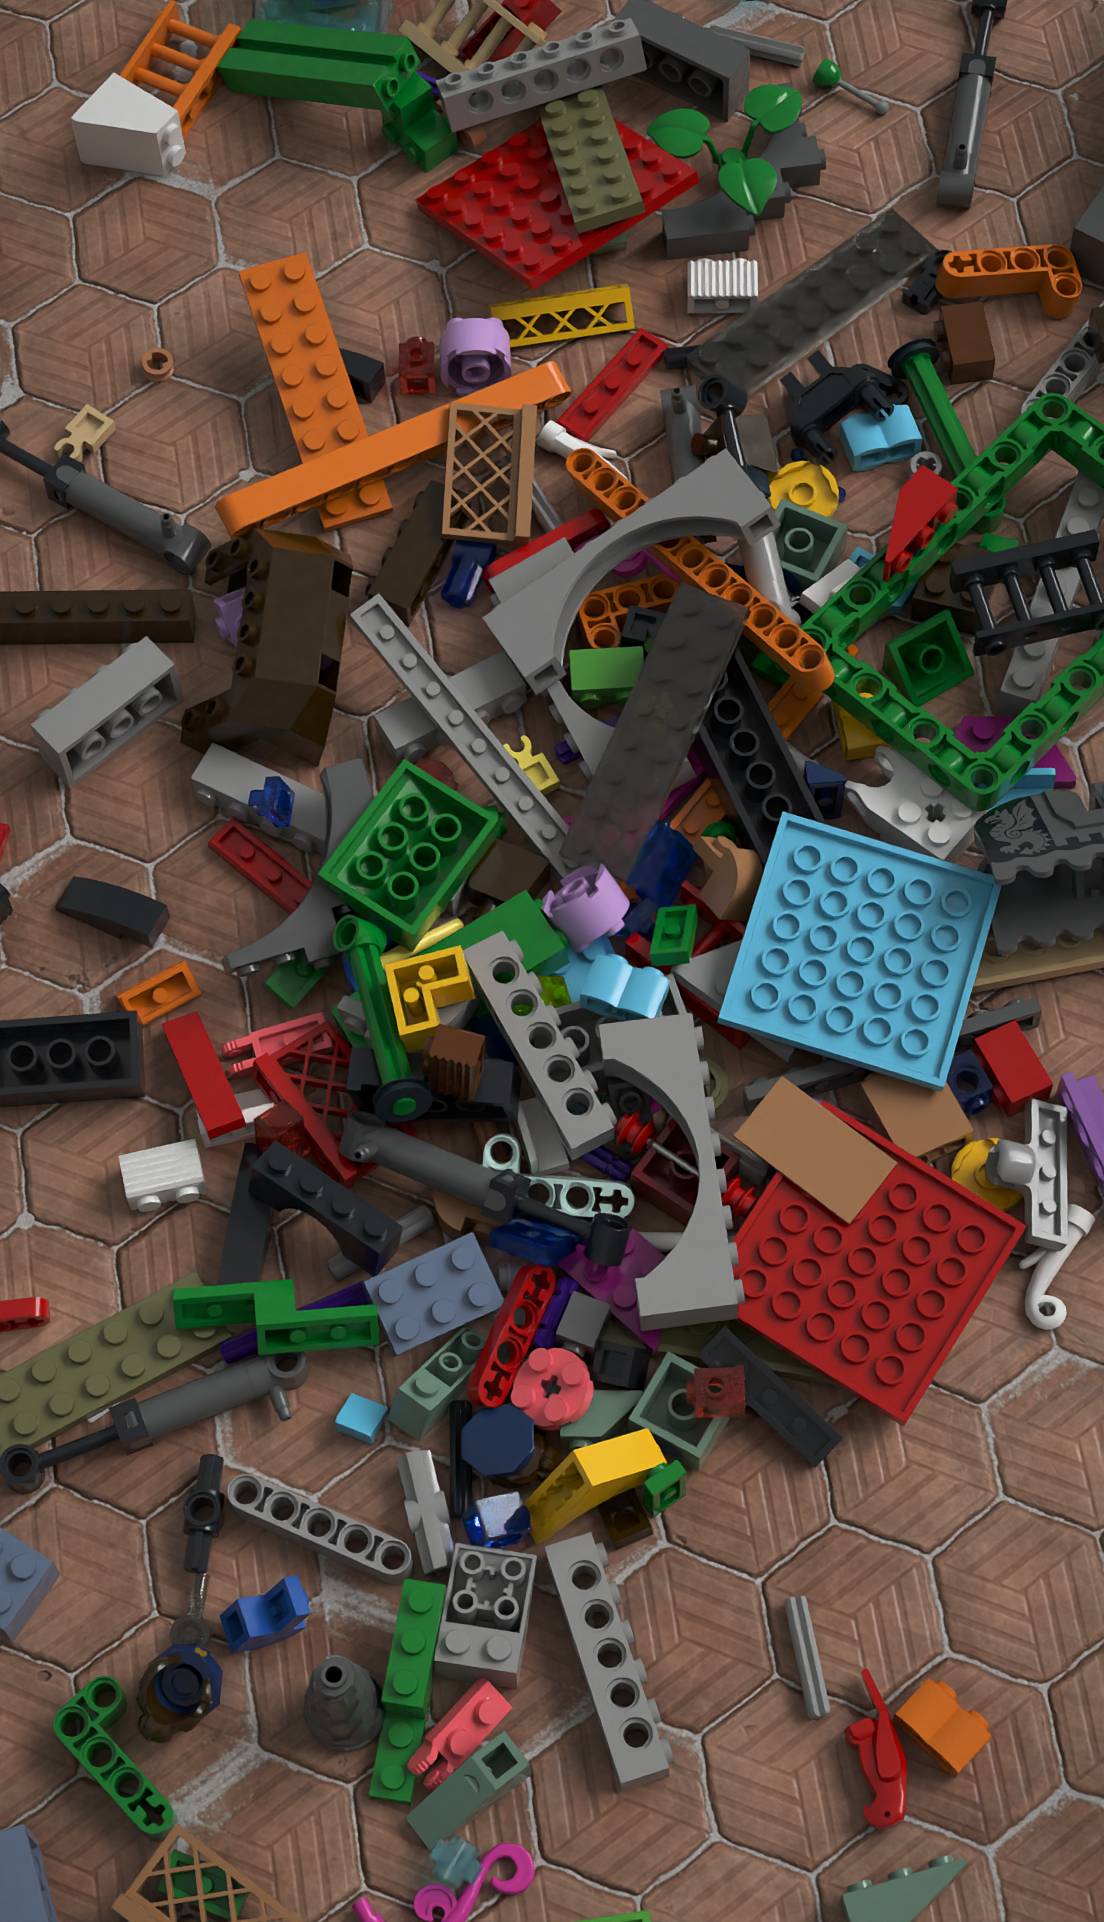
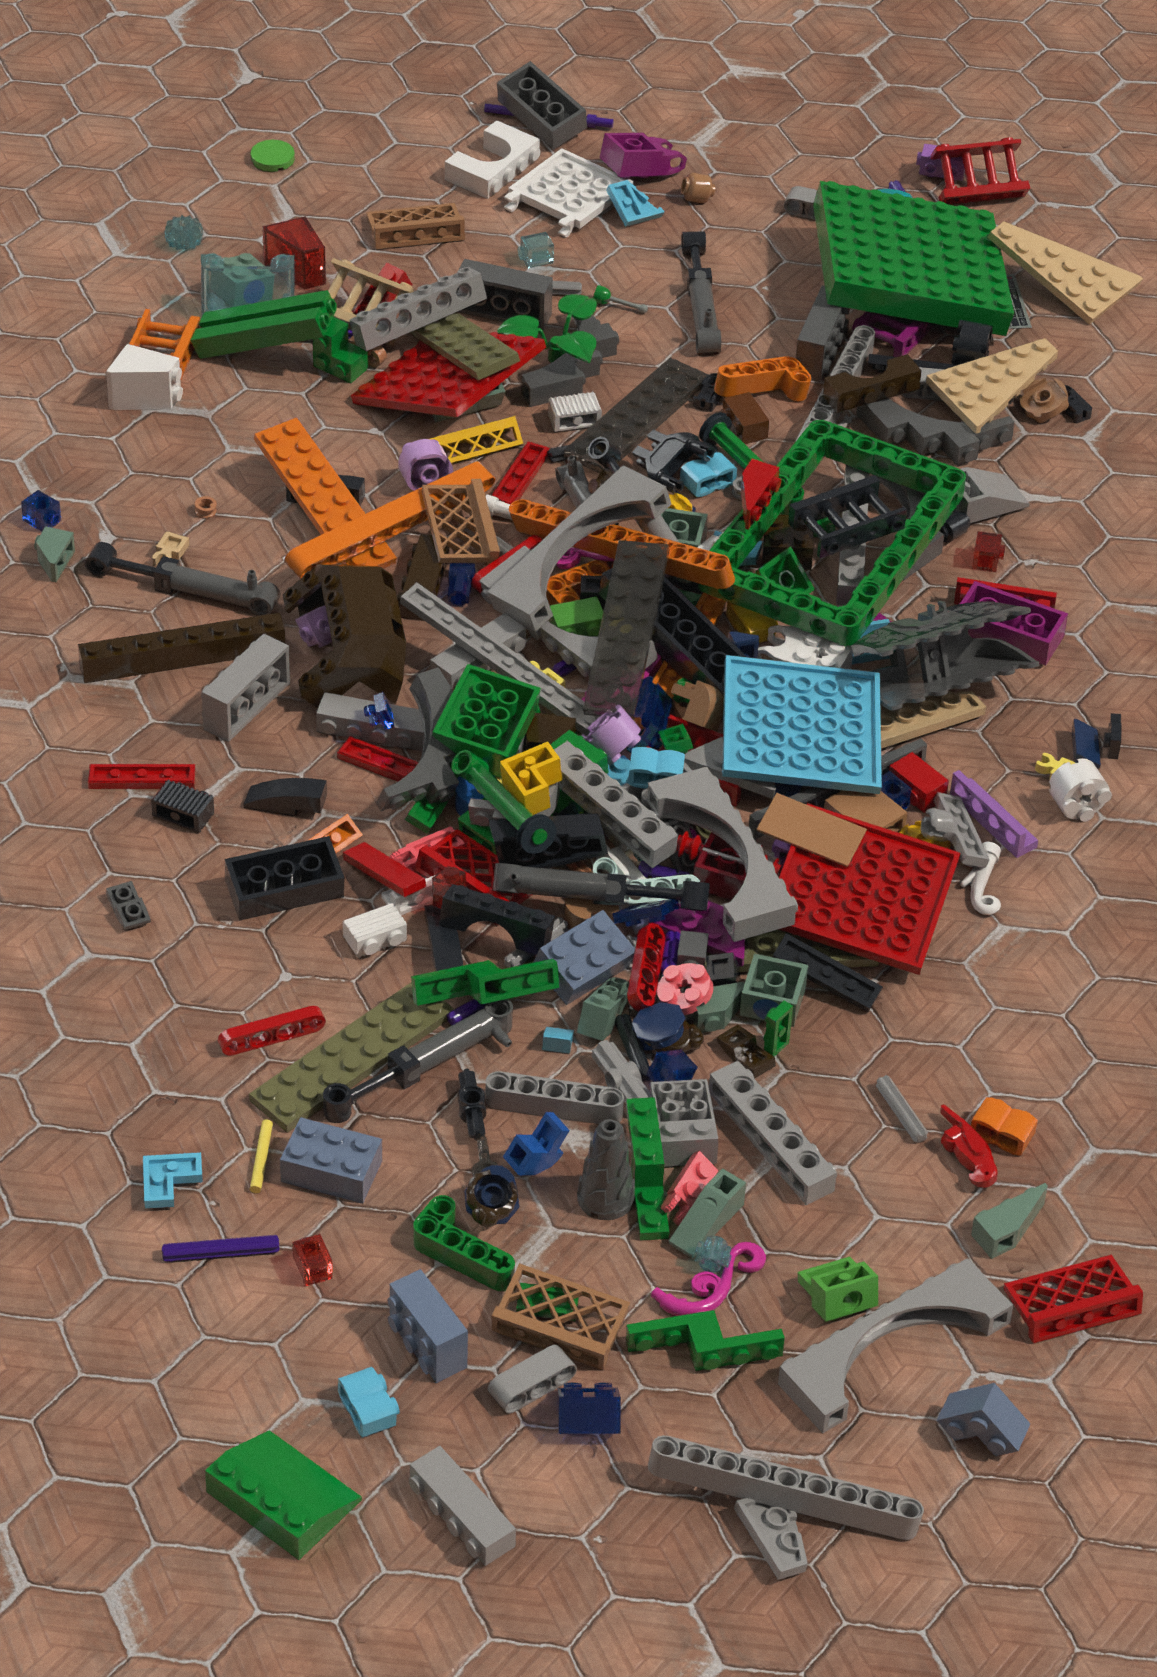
camera: 20 degrees left, 20 degrees down
(415, 364) = (385, 475): clear red brick -> none
(454, 1061) = (565, 805): reddish brown brick -> none
(590, 1478) = (727, 1026): yellow arch -> none
(726, 1403) = (797, 963): clear red brick -> none

